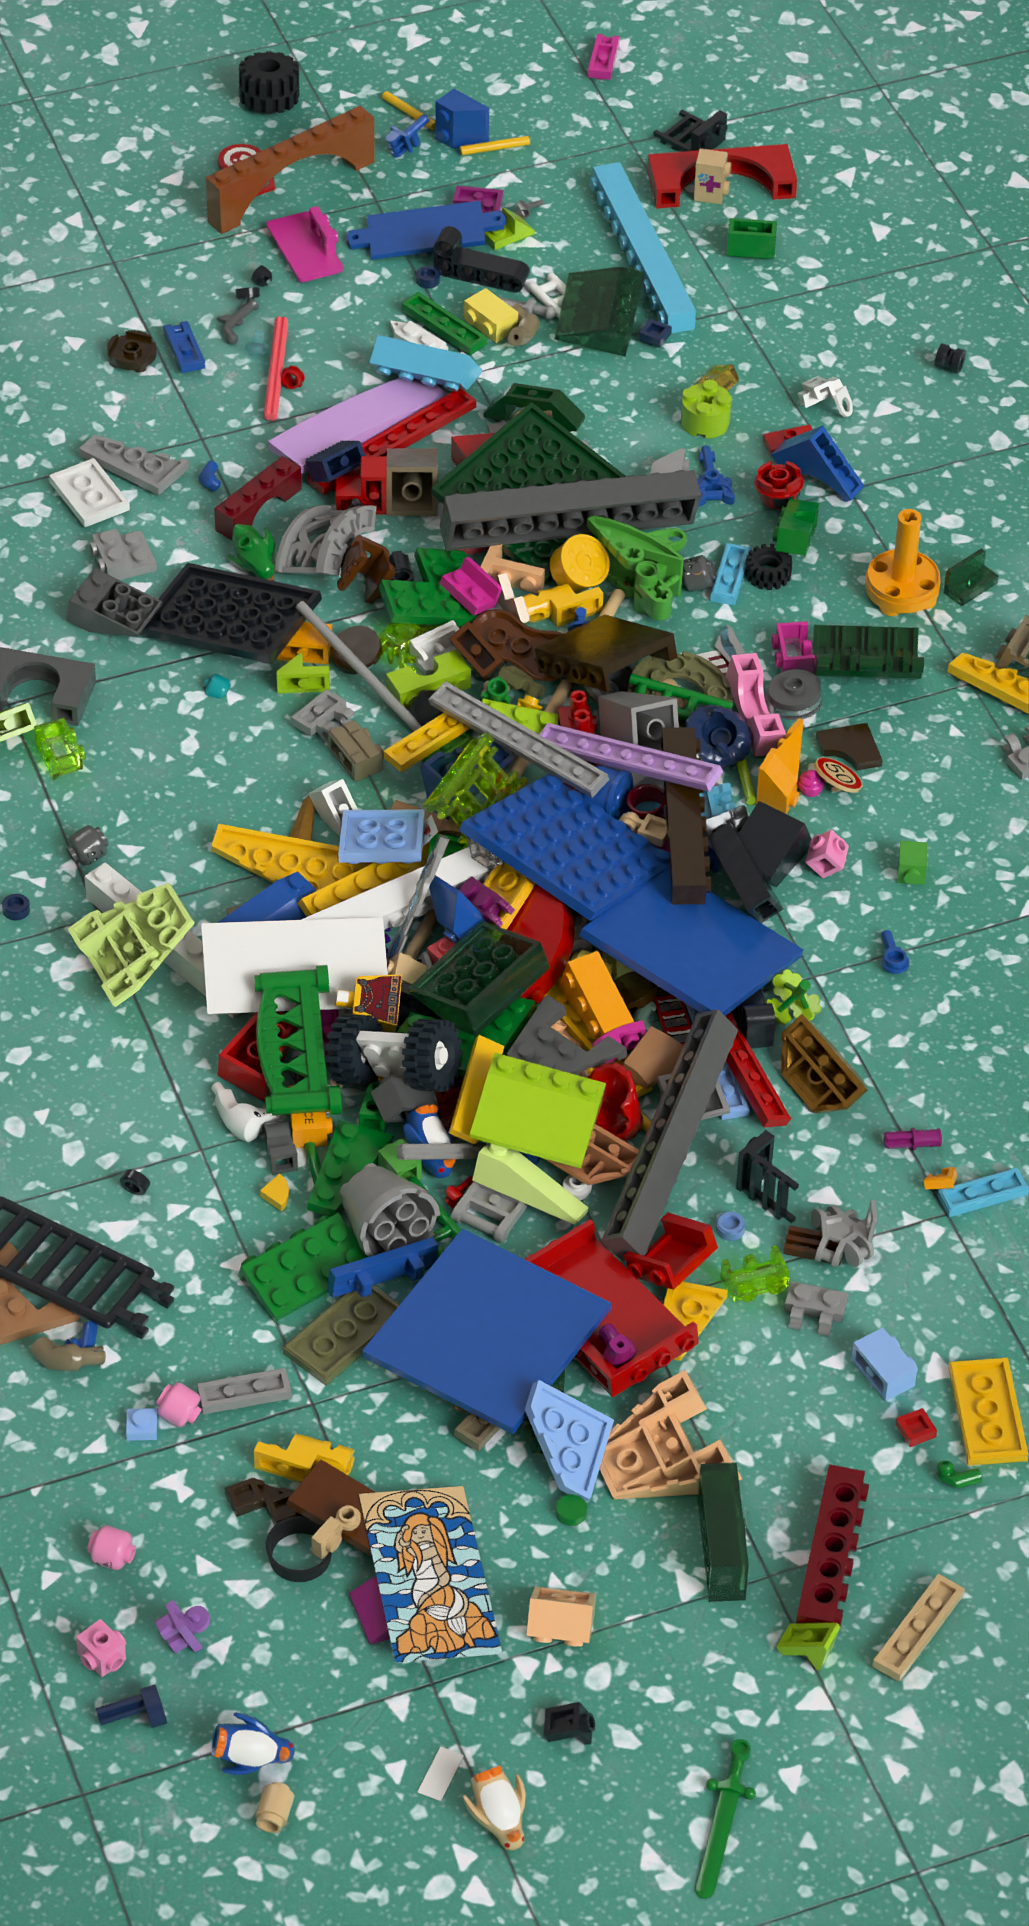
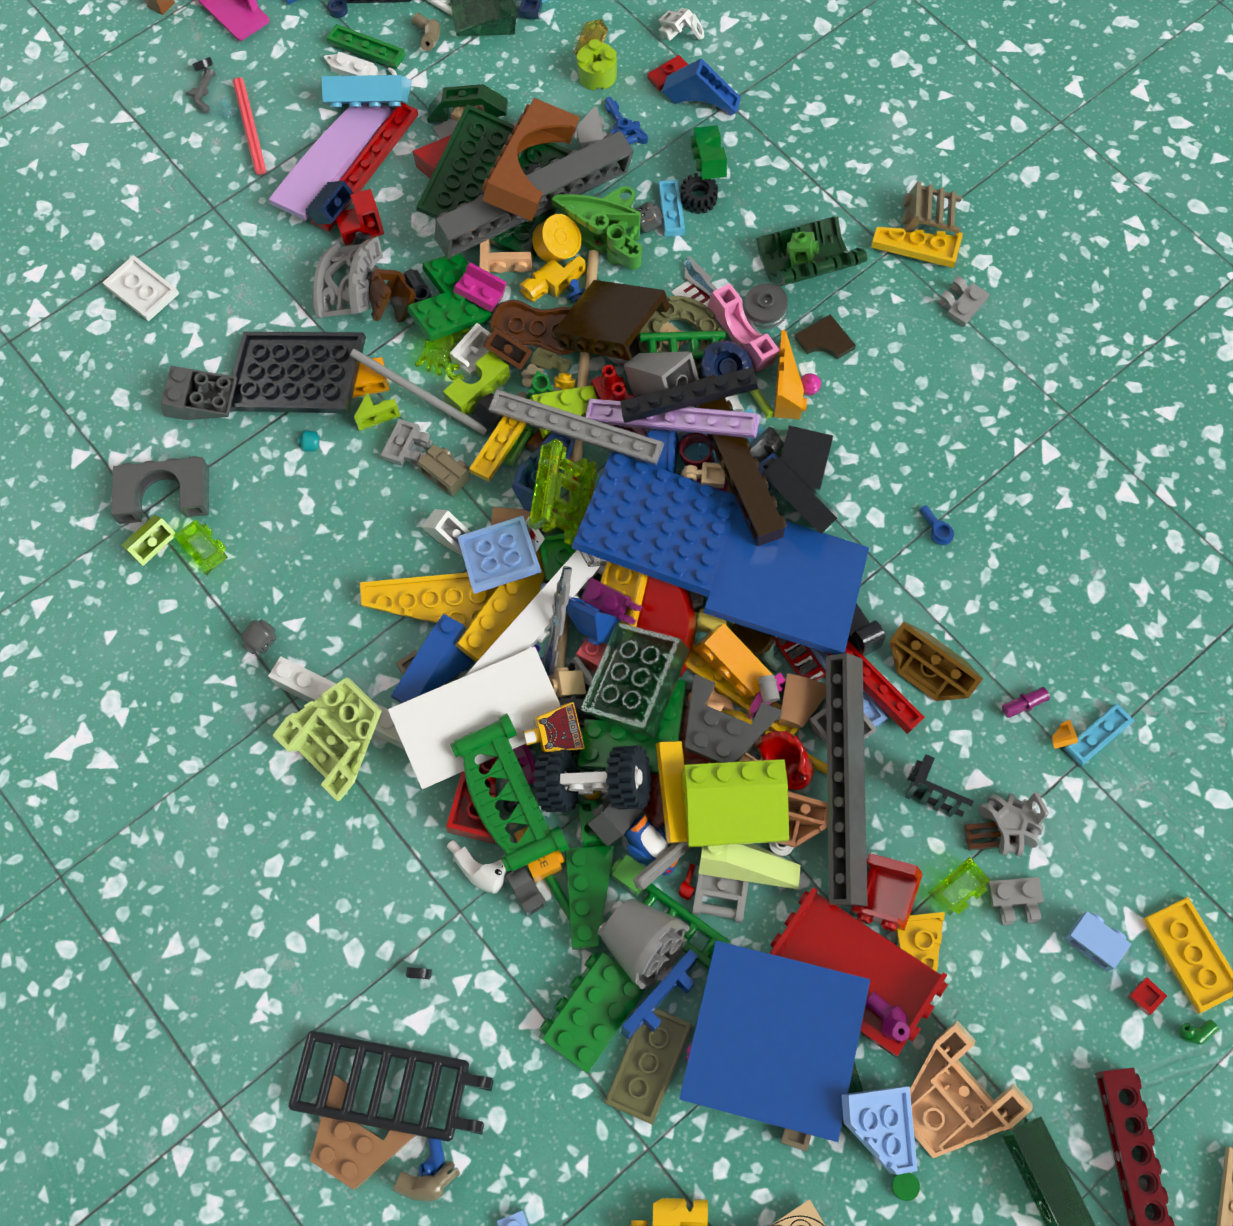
camera: 15 degrees left, 20 degrees up
(16, 907) = (219, 715): dark blue tile -> none
(121, 355) = (136, 151): dark brown plate -> none
(122, 554) = (188, 339): light grey plate -> none
(134, 464) = (175, 251): light grey wing -> none
(179, 1404) = (540, 1202): bright pink head -> none
(184, 347) = (170, 128): blue plate -> none
(208, 478) = (231, 244): blue arm -> none
(244, 1391) = (589, 1163): light grey plate -> none
(253, 551) = (293, 304): green animal -> none
(261, 276) = (208, 44): black hinge -> none
(276, 1192) = (540, 937): yellow tile -> none
(278, 480) = (268, 269): dark red arch -> none
(290, 382) = (267, 134): red plate -> none
(304, 822) = (427, 557): pearl gold bar -> none
(363, 643) = (411, 367): dark brown tile -> none
(410, 480) = (395, 199): dark tan slope -> none
(490, 315) = (399, 29): light yellow brick -> none
(508, 602) = (516, 292): tile -> none
(531, 307) = (426, 12): light grey sword -> none
(607, 443) = (506, 183): none -> dark orange arch
(621, 1026) = (768, 688): none -> light grey piece
(661, 735) = (689, 395): none -> black plate
(730, 1226) = (917, 839): medium blue tile -> none
(778, 484) = (680, 117): red cone -> none
(793, 647) = (748, 264): dark pink window -> none
(793, 991) = (889, 600): lime plant -> none
(827, 853) = (852, 450): bright pink brick -> none
(838, 775) = (829, 371): piece -> none
(861, 642) = (802, 247): none -> bright green brick
(903, 577) = (806, 172): light orange piece -> none
(912, 862) = (918, 435): bright green brick -> none
(969, 578) = (854, 158): clear green panel -> none

